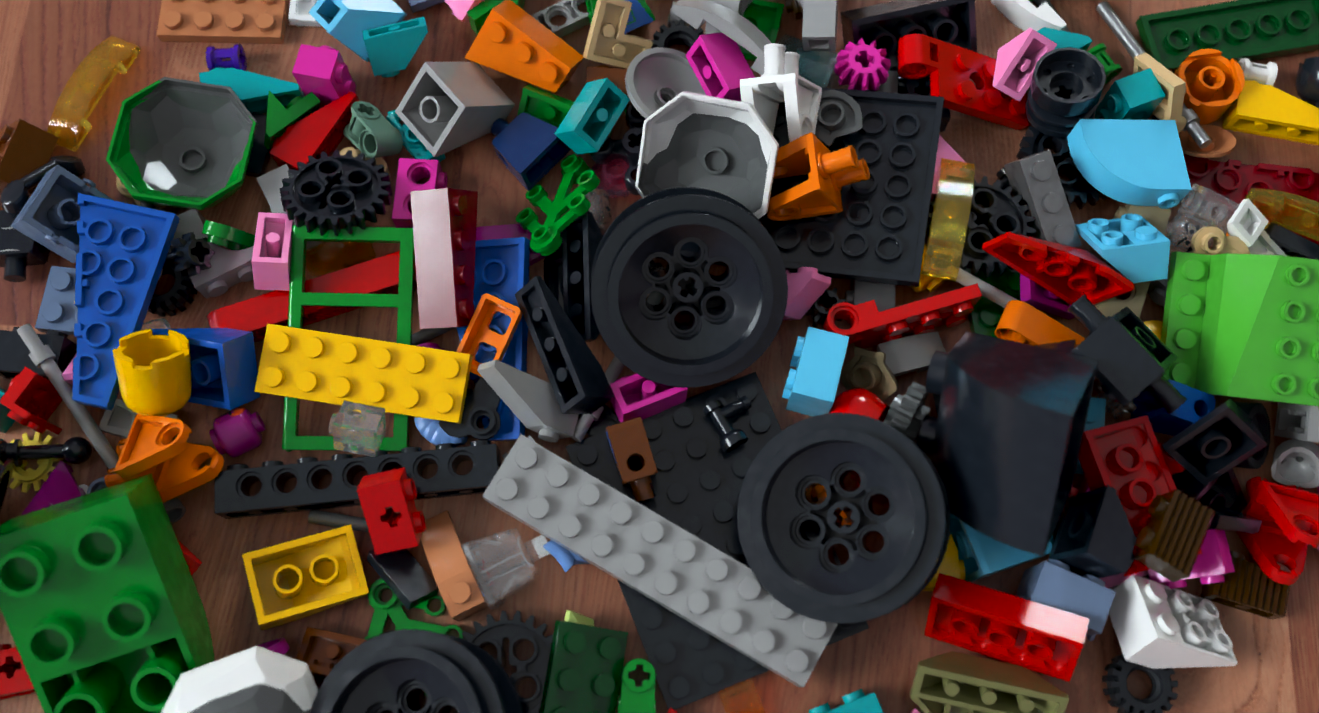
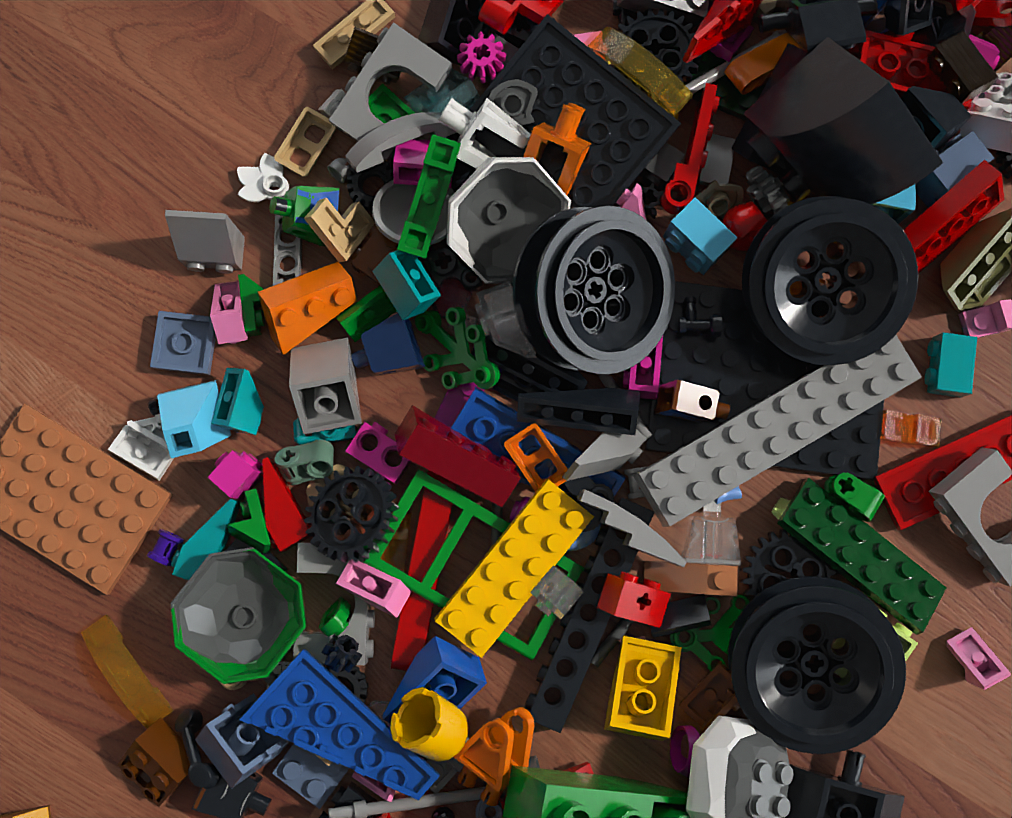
camera: 65 degrees left, 10 degrees up
(237, 432) = (500, 688): magenta head -> none
(461, 477) = (638, 535): none -> light grey slope
(597, 218) = (504, 319): none -> clear slope
(647, 95) = (429, 196): none -> green slope

